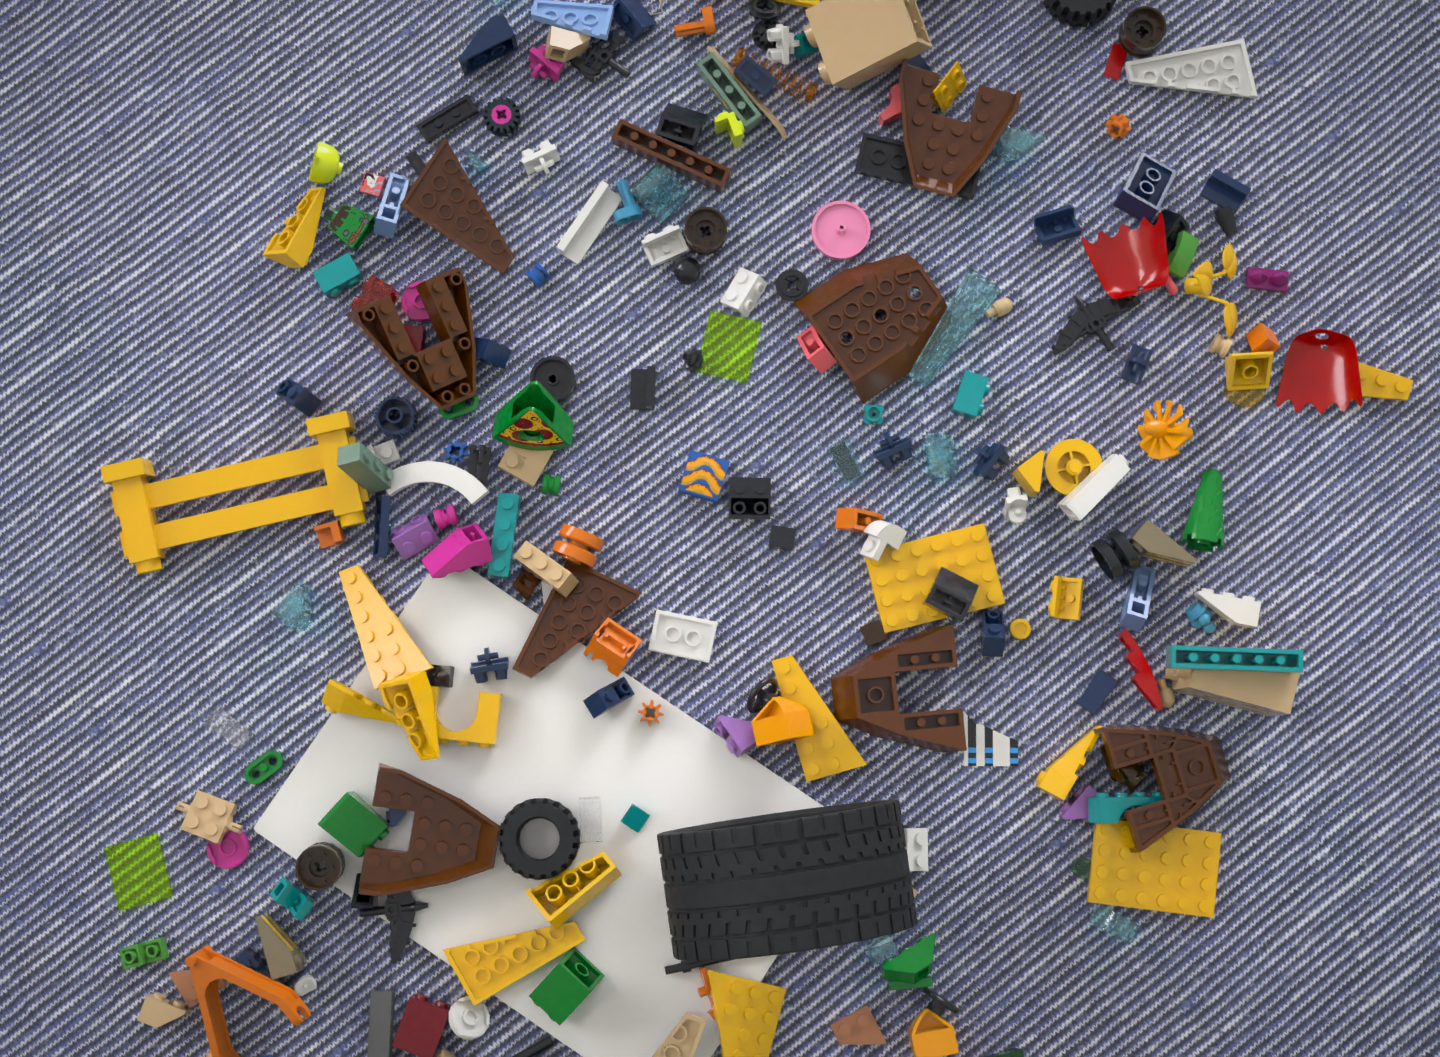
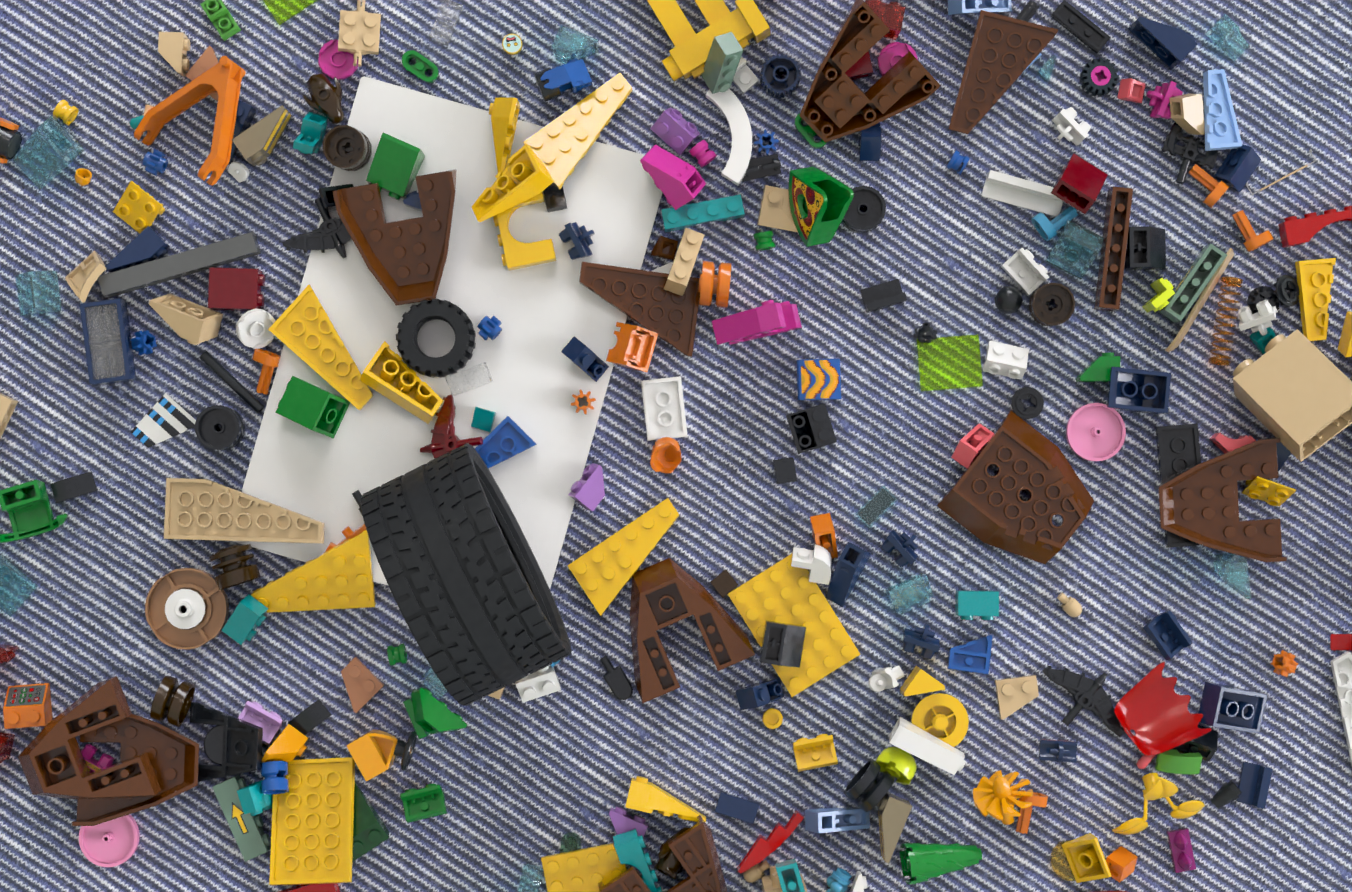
camera: 70 degrees right, 5 degrees up
(261, 872) = (325, 97): none -> dark brown animal
(273, 668) = (512, 44): none -> tile
(325, 623) = (567, 76): none -> blue piece
(330, 534) = (651, 52): orange panel -> none
(382, 527) = (673, 98): dark blue plate -> none
(506, 1015) = (269, 361): none -> orange piece
(525, 91) = (1131, 90): none -> coral slope
(546, 781) = (489, 328): none -> blue gear
(598, 167) = (1079, 183): none -> dark red brick
(629, 517) = (757, 322): none -> dark pink wedge
(641, 863) = (444, 435): none -> dark red bar
(646, 42) = (1217, 188): none -> orange piece
(665, 804) = (504, 443): none -> blue wing
(729, 649) = (665, 455): none -> orange hair
(755, 75) = (1218, 303): dark blue panel -> none
(778, 717) = (617, 520): light orange piece -> none
(782, 204) = (1099, 368): none -> green slope
(815, 175) = (1139, 390): none -> dark blue slope
(841, 981) = (397, 654): none -> green wheel
(877, 409) = (934, 518): teal plate -> none
(902, 510) = (847, 573): none -> dark blue slope
(935, 769) = (617, 680): none -> black piece
(961, 315) = (1054, 572): clear light blue wing -> none
(987, 746) = (654, 722): sticker -> none
(997, 1002) = (423, 802): none -> green bracket
(1019, 417) = (972, 656): none -> blue wing
(1068, 387) = (1015, 693): none -> tan wing
(1102, 520) = (898, 764): none -> neon yellow cylinder
(1195, 420) = (1038, 800): none -> orange piece
(1220, 345) = (1102, 825): tan wheel -> none

